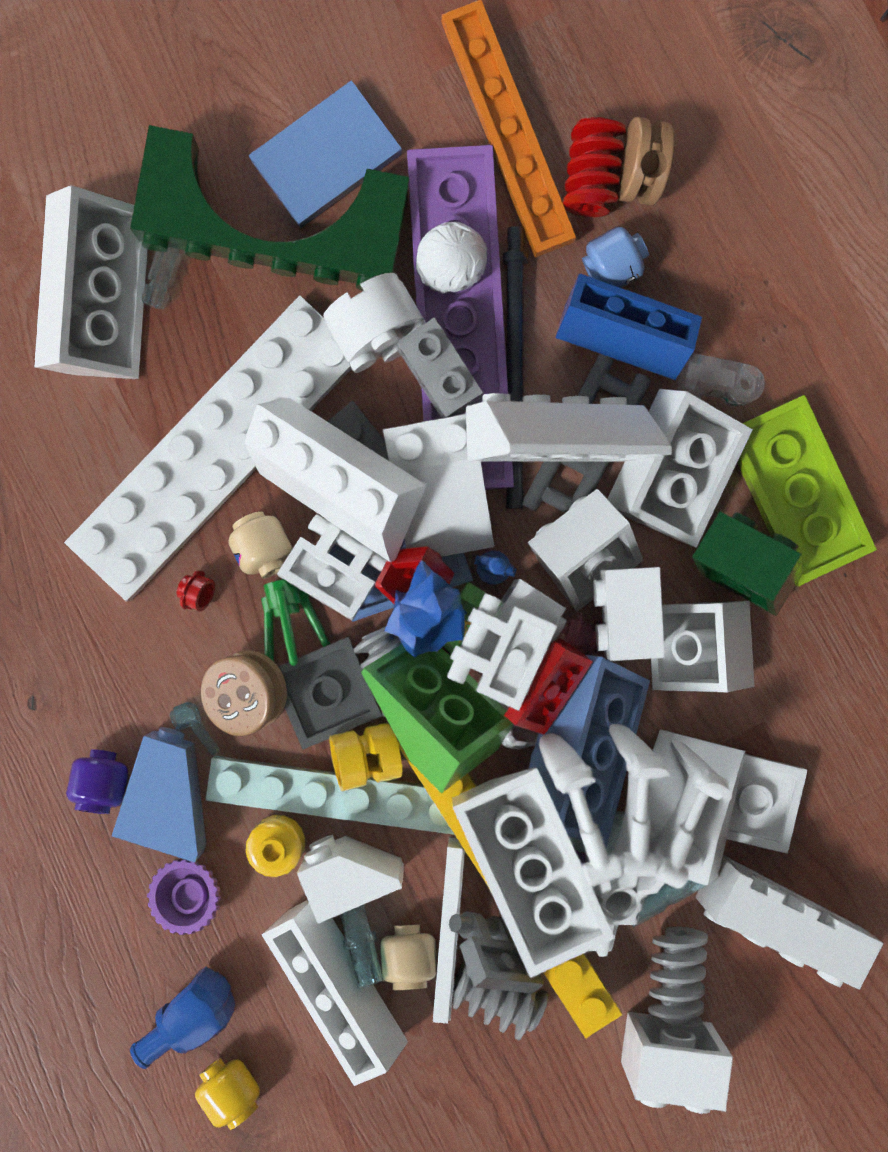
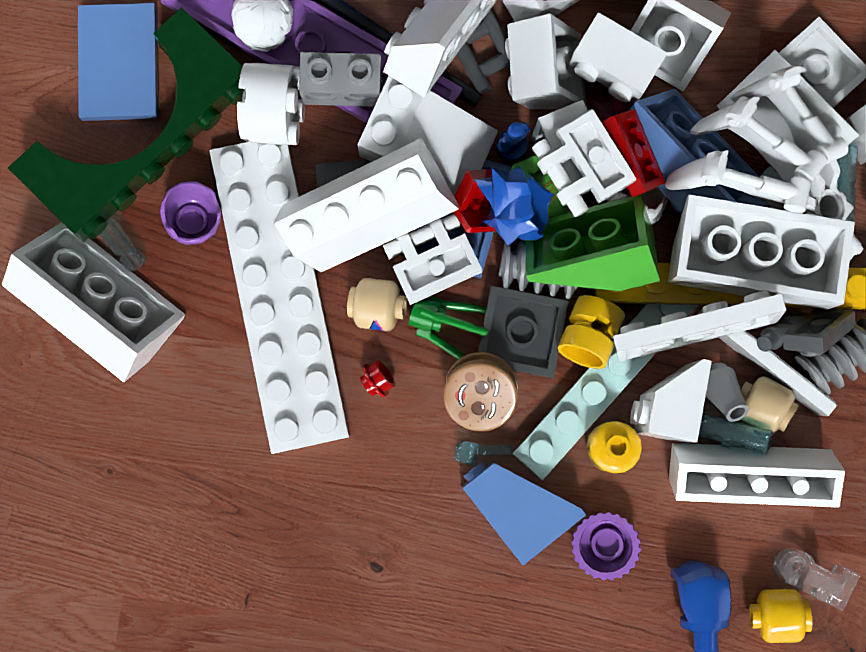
camera: 60 degrees left, 5 degrees down
(97, 782) = (473, 553): dark purple head -> none
(227, 319) = (190, 213): none -> medium lavender hair
(280, 1106) = (802, 572): none -> clear leg
(394, 913) = (725, 392): none -> light grey cone
(438, 867) = (715, 321): none -> white plate

